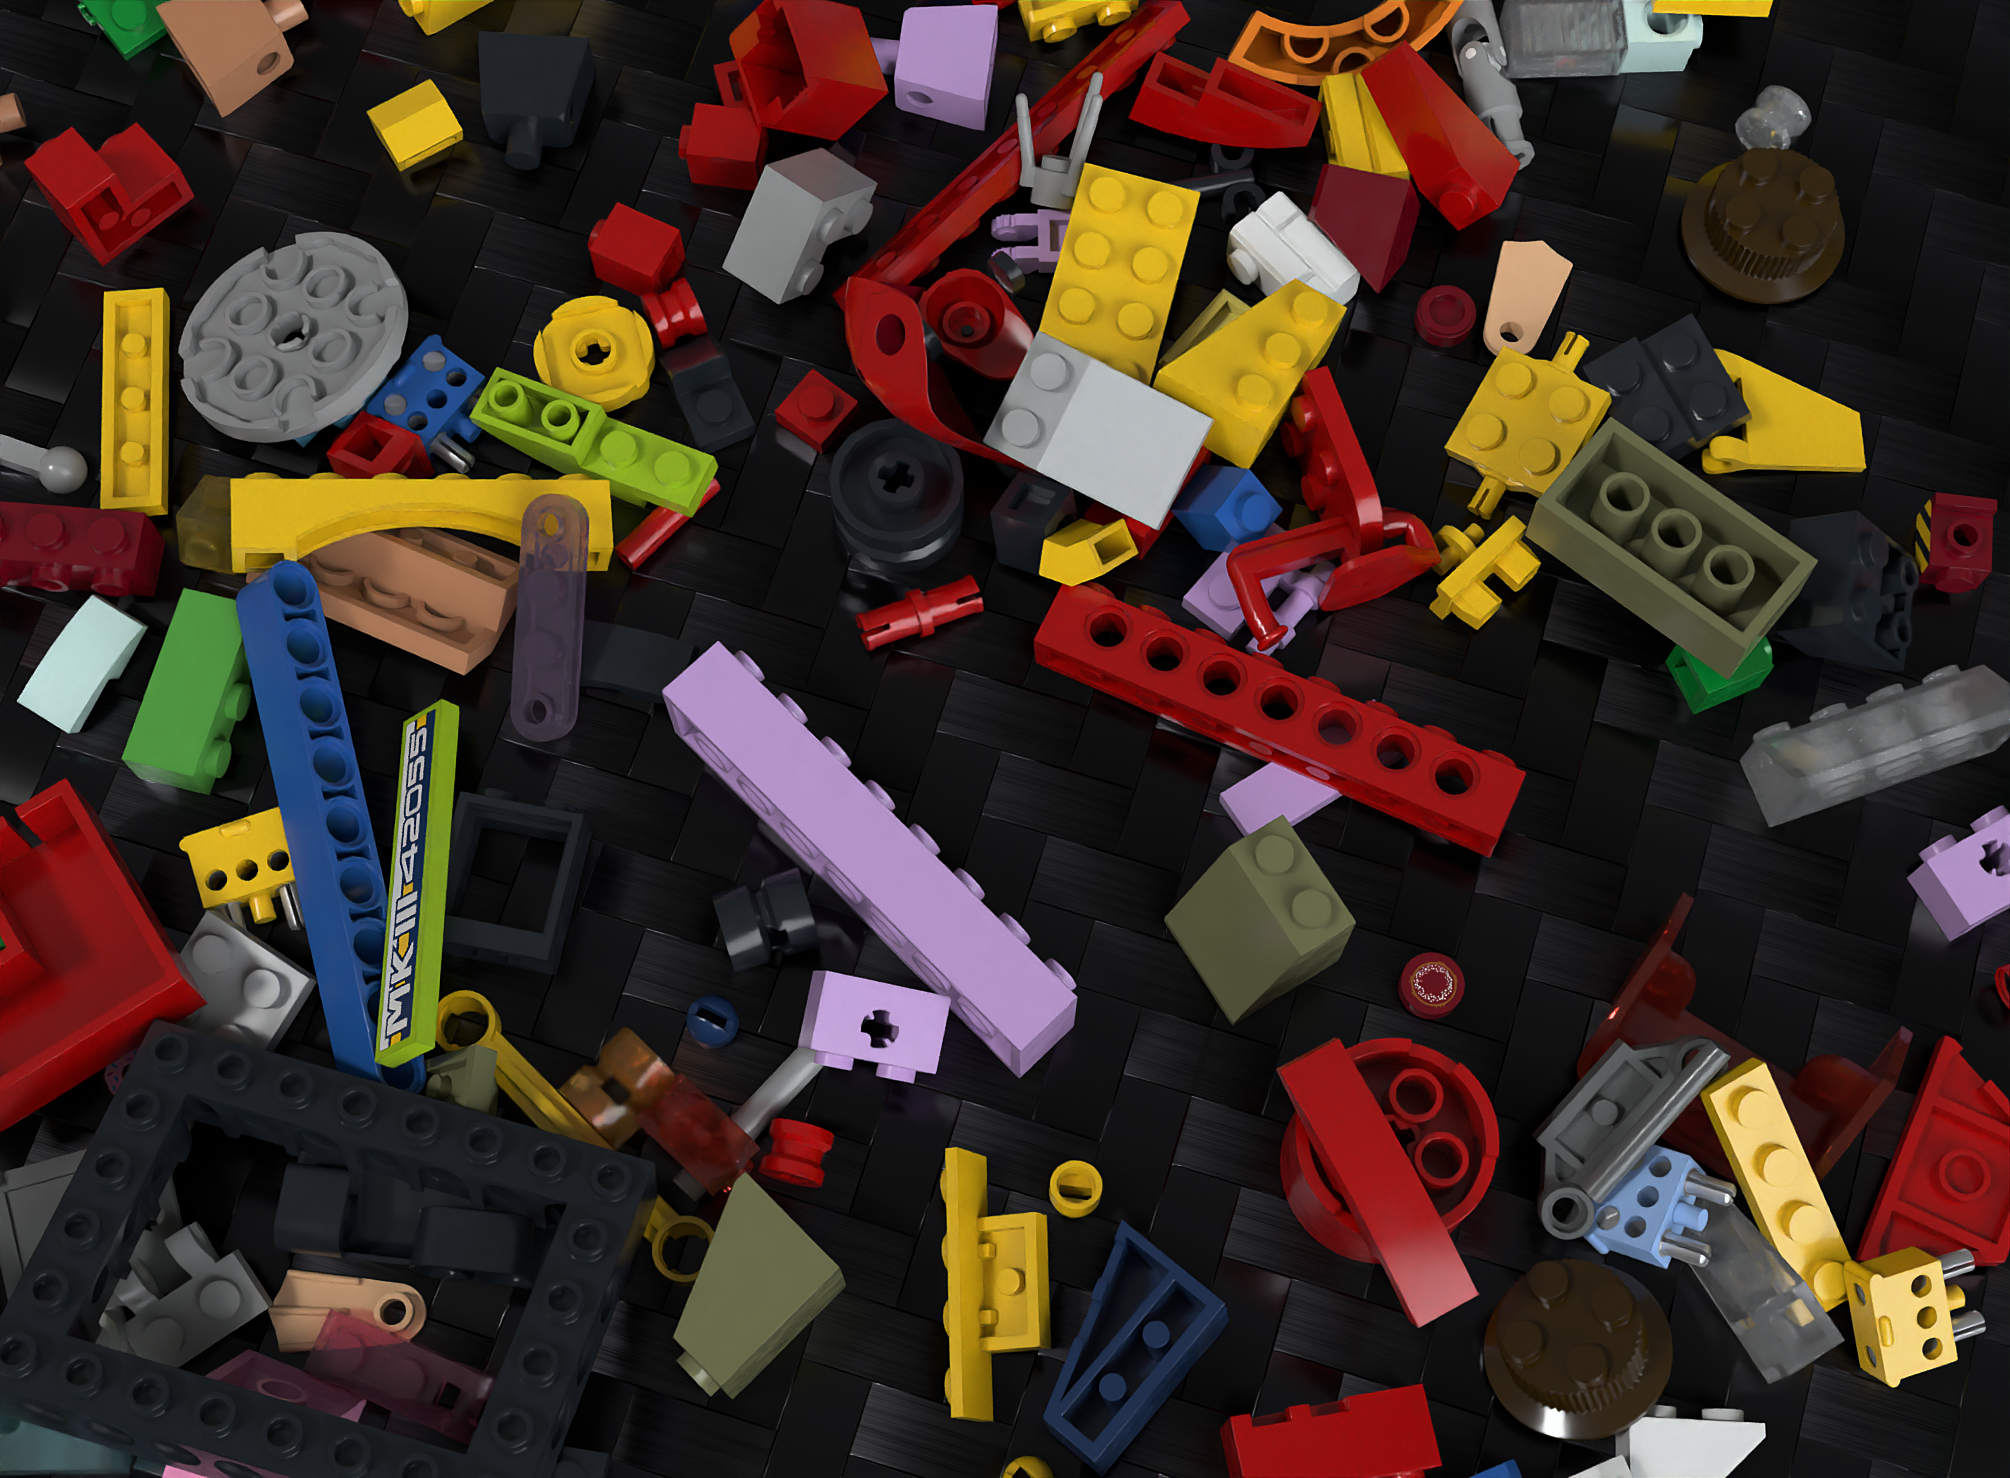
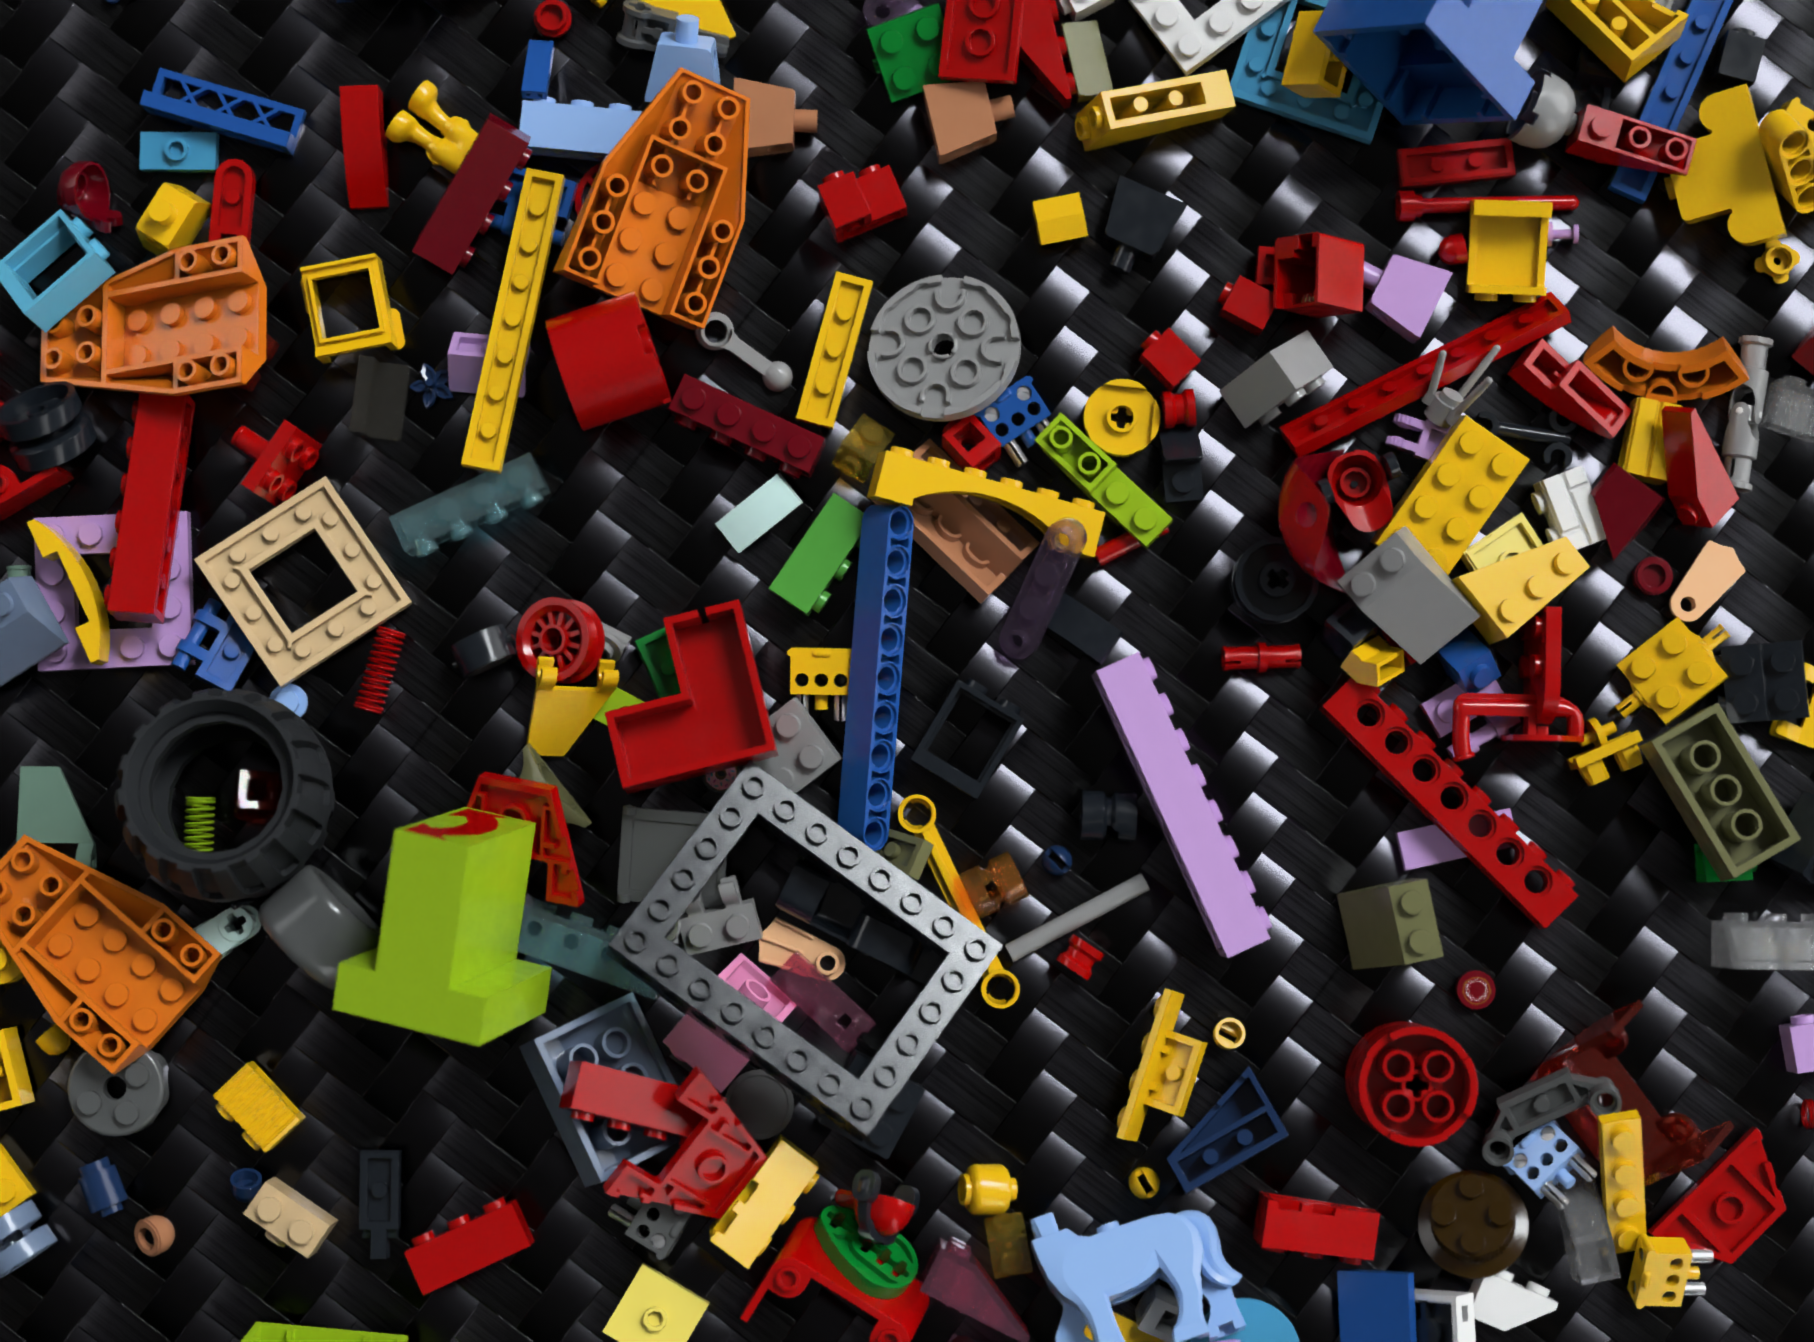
camera: 20 degrees right, 15 degrees up
(418, 886) = (918, 725): tile -> none
(699, 1136) = (1030, 932): clear red hips -> none
(752, 1292) = (1031, 1030): olive slope -> none
(817, 411) = (1244, 501): red plate -> none
(911, 1021) = (1135, 886): lavender brick -> none
(1377, 1182) = (1396, 1109): red slope -> none
(1655, 1120) = (1567, 1123): dark grey bar -> none

